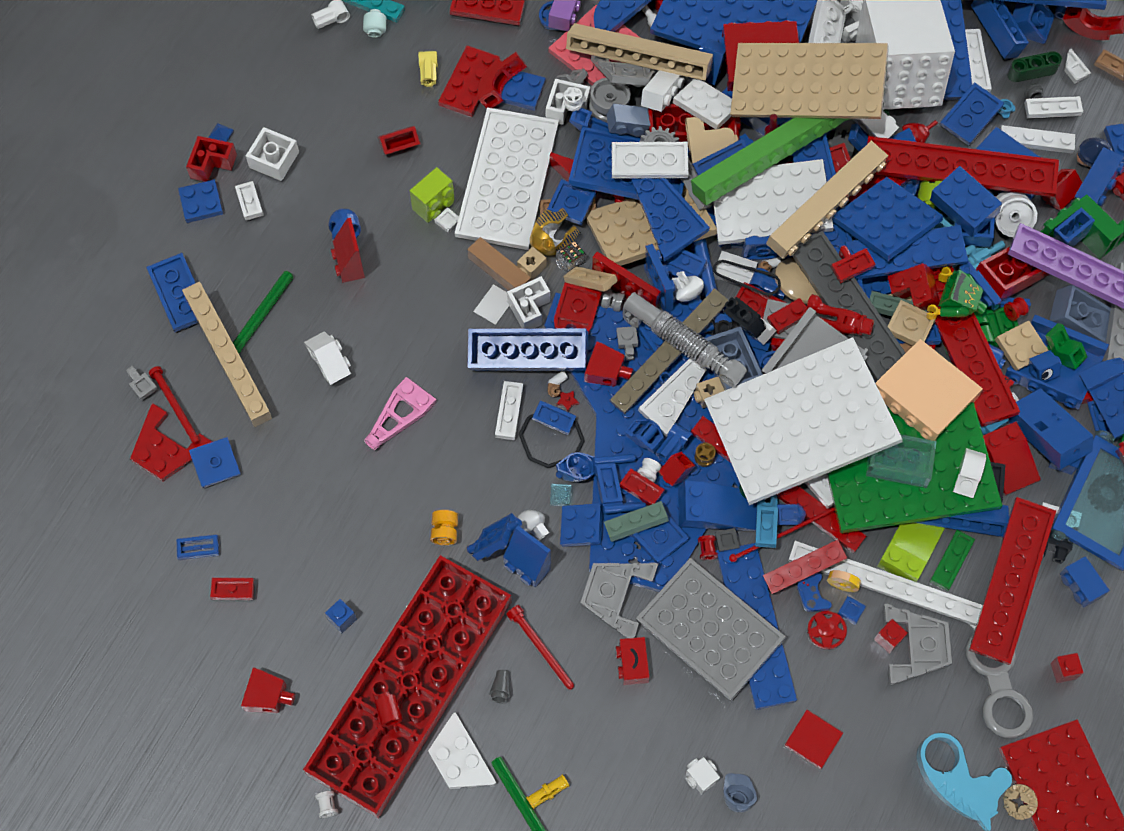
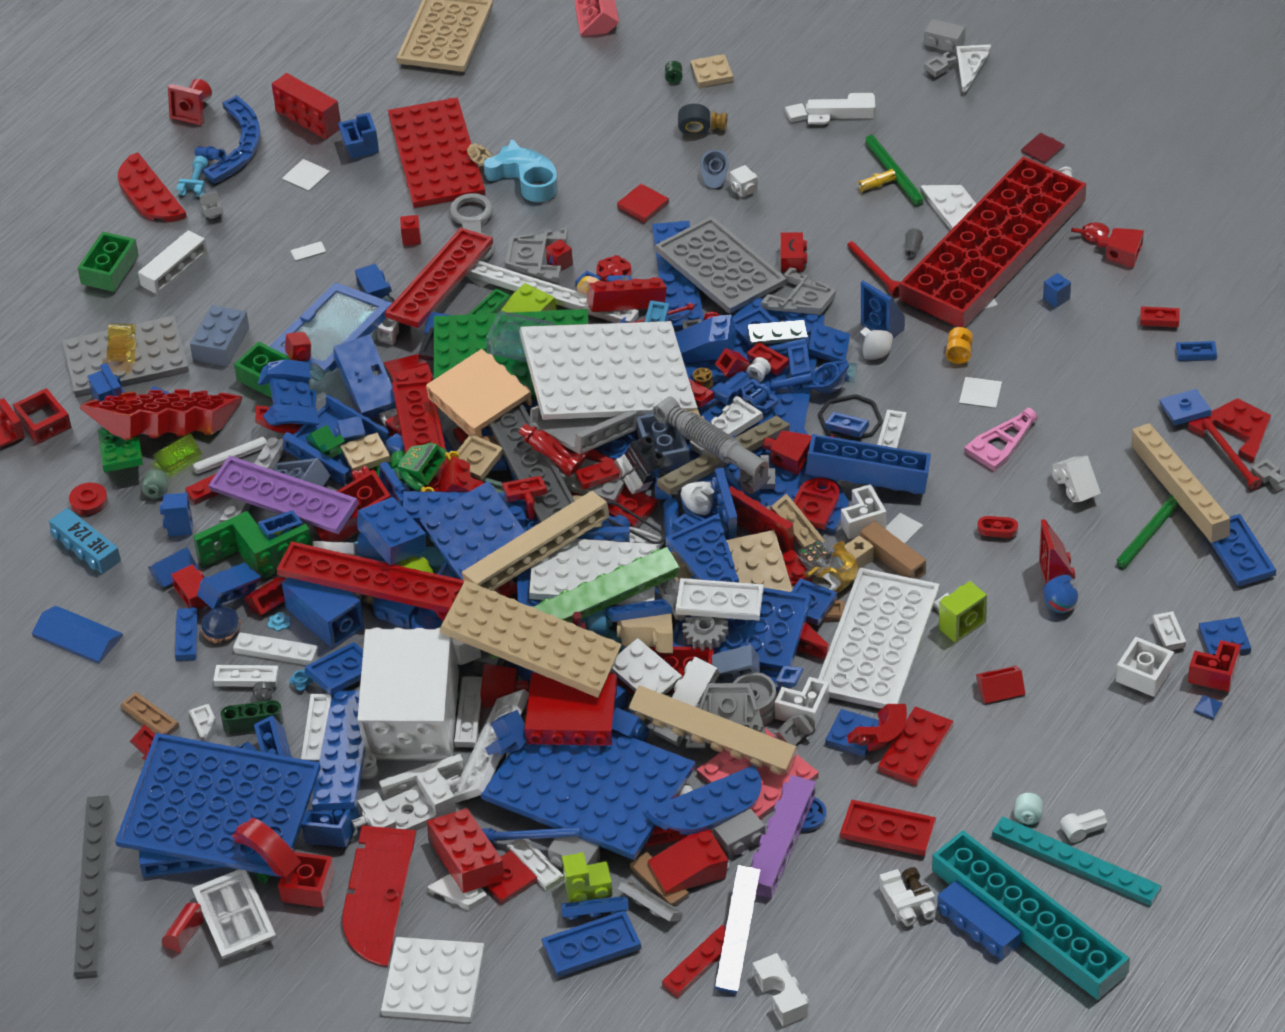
camera: 170 degrees left, 20 degrees down
(297, 720) = (1092, 231): none -> red piece
(388, 709) = (1011, 206): red brick -> none
(402, 304) = (997, 526): none -> red plate
(421, 480) = (980, 392): none -> white sticker
(427, 65) = (964, 757): light yellow piece -> none
(494, 537) = (911, 325): blue plate -> none
(573, 99) = (796, 679): white wheel -> none
(588, 245) = (795, 567): none -> red hinge
(810, 24) = (510, 734): none -> blue brick
(970, 473) = (457, 325): white brick -> none

